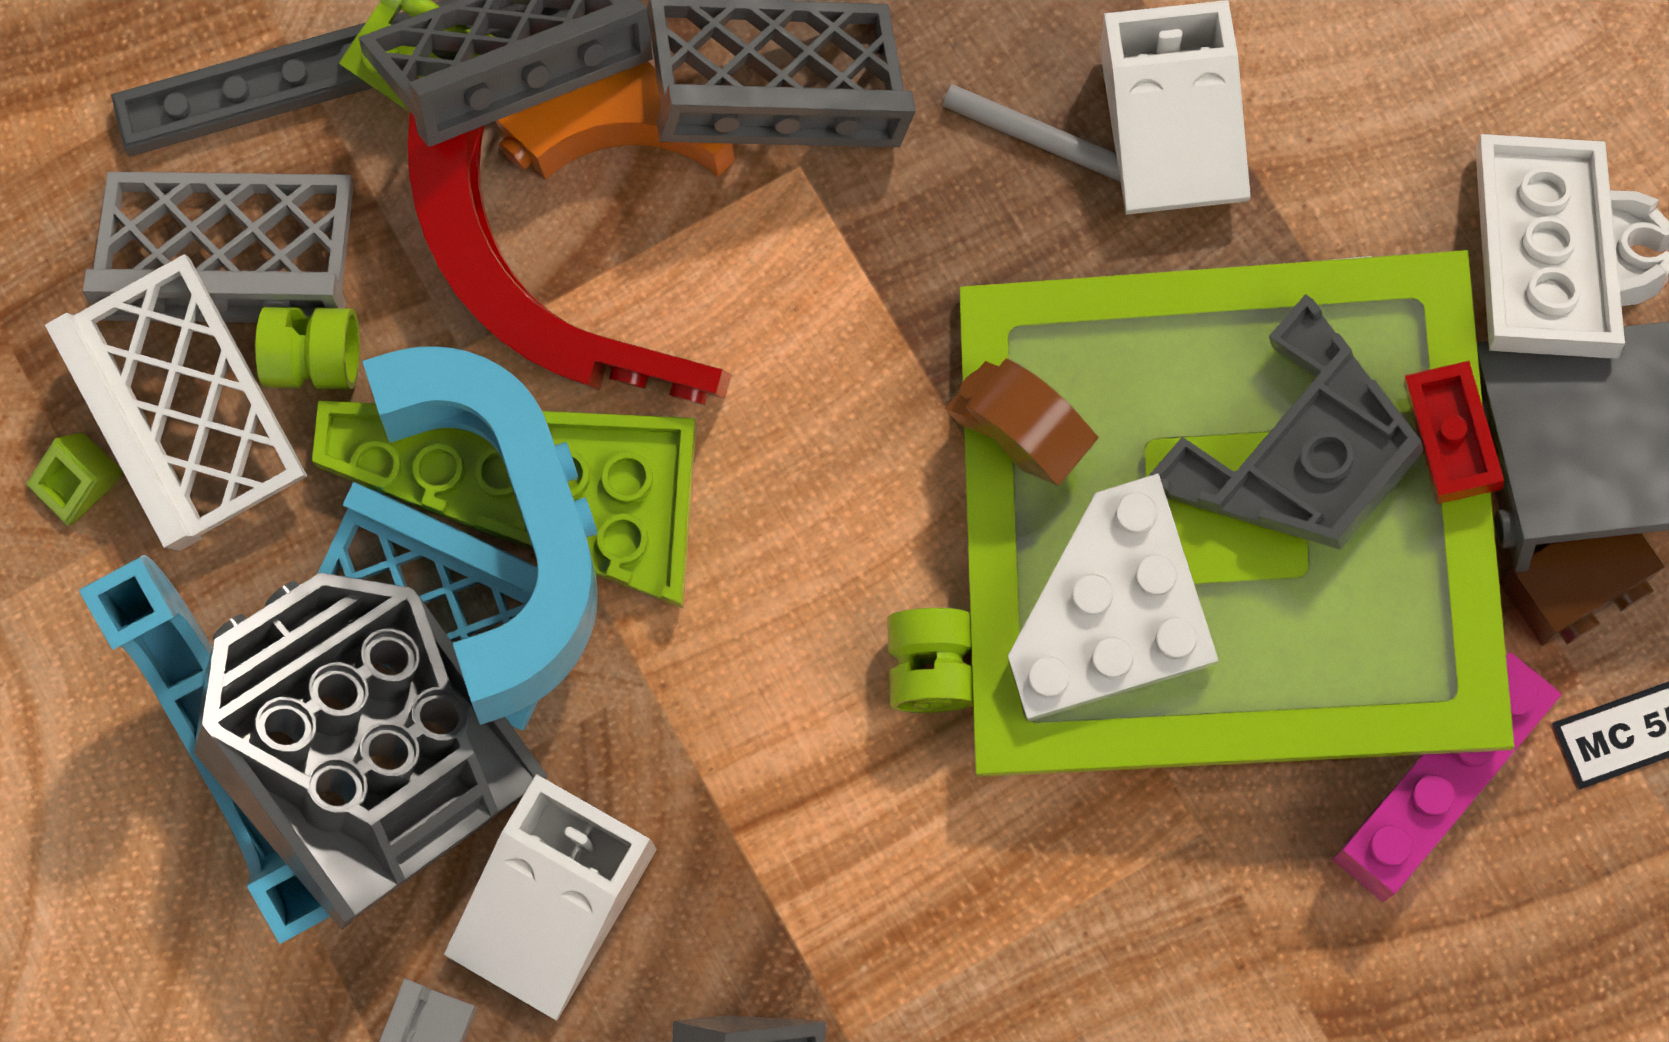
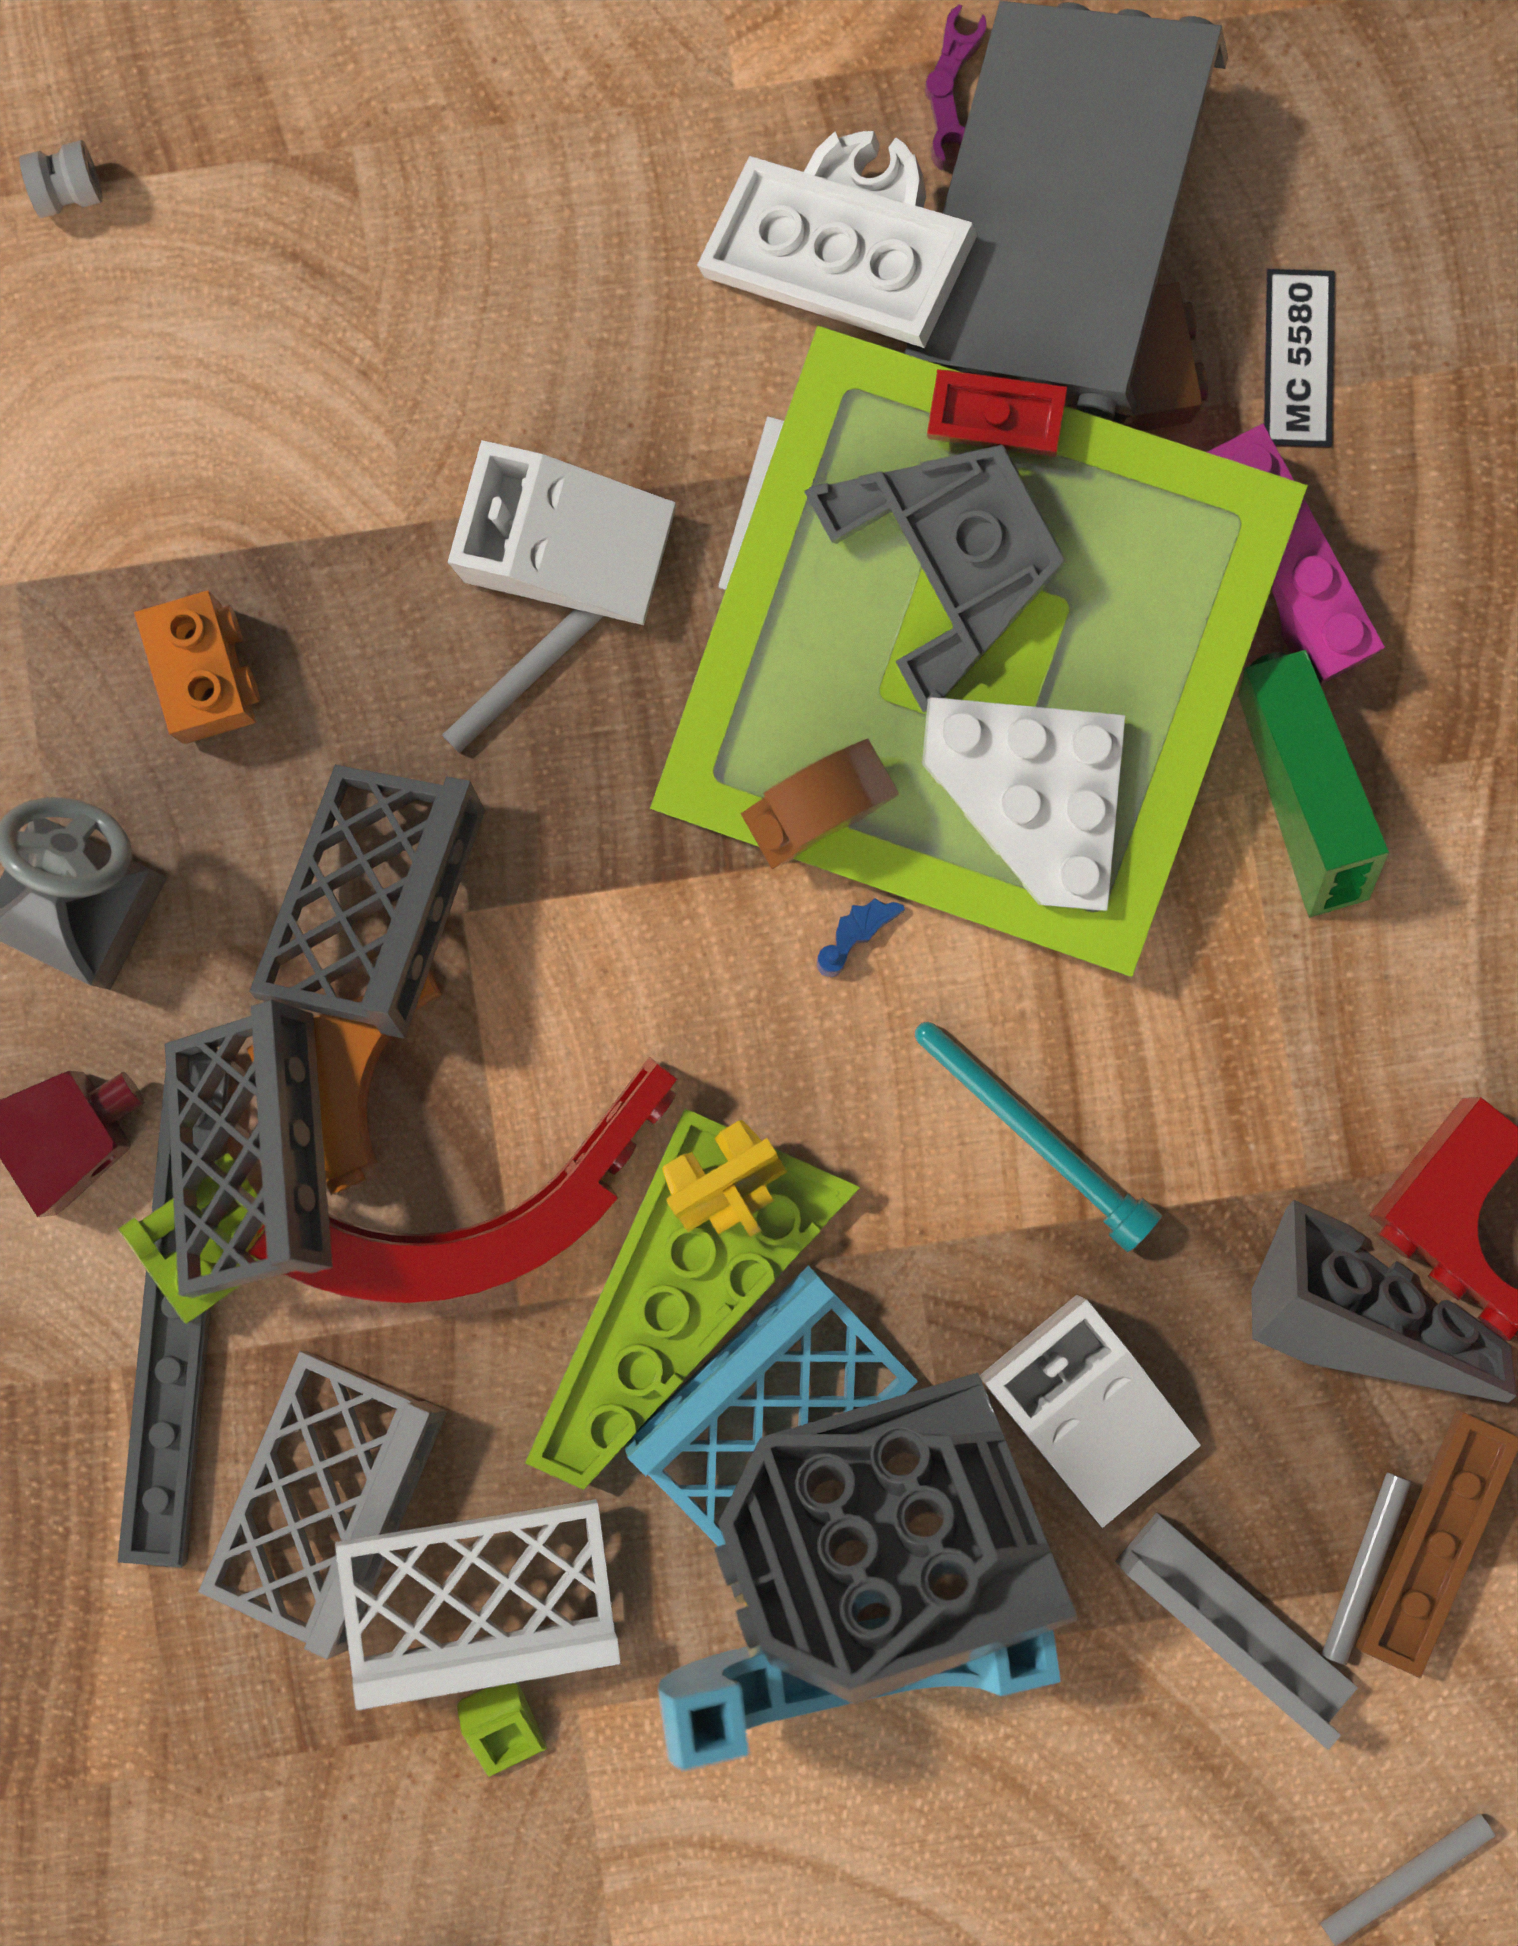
camera: 80 degrees left, 10 degrees up
(304, 348) = (466, 1459): lime wheel -> none
(462, 390) = (570, 1331): medium azure arch -> none
(634, 478) = (731, 1190): none -> yellow hips
(748, 865) = (1126, 1217): none -> teal piece
(924, 514) = (855, 928): none -> blue piece
(934, 638) = (984, 967): lime wheel -> none
(1234, 880) = (1311, 783): none -> green slope

